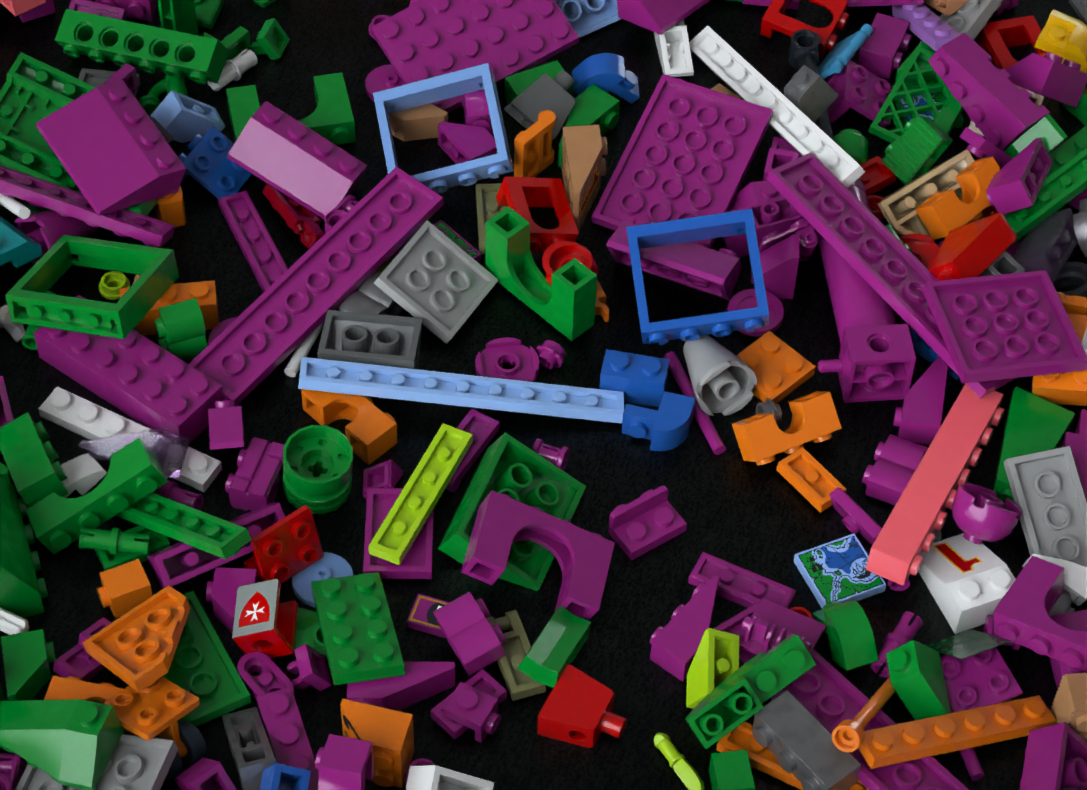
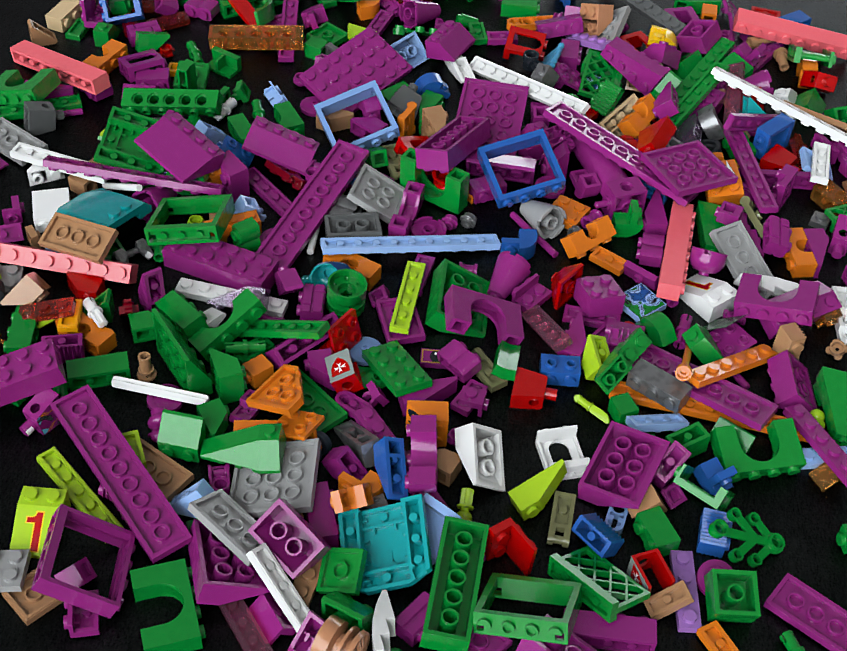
camera: 15 degrees left, 5 degrees down
(67, 592) = (227, 376): none -> green slope
(197, 211) = (234, 176): none -> magenta slope
(207, 267) = (246, 204): none -> light blue brick
(287, 86) = (257, 108): none -> green pin
(290, 419) = (322, 271): none -> teal hair
(325, 55) = (273, 95): none -> light blue hinge
(461, 207) = (377, 157): none -> green brick
(494, 304) = (410, 206): none -> magenta arch
(584, 356) = (468, 220): none -> flat silver plate
(589, 209) = (452, 143): none -> magenta brick
(611, 480) = (507, 274): none -> magenta cone
(622, 298) = (481, 191): none -> magenta brick
(638, 376) = (501, 224): blue brick -> none
(645, 598) = (547, 328): none -> clear pink plate
(645, 681) = (563, 371): none -> blue brick
(712, 516) = (564, 284): none -> red slope
(763, 549) = (599, 296): none -> magenta brick
(815, 383) = (592, 216): none -> magenta bush
(817, 317) = (585, 183): none -> magenta brick
(868, 410) = (628, 223): none -> green brick
(980, 146) = (642, 89): magenta plate -> none
(1057, 427) = (728, 213): none -> magenta brick

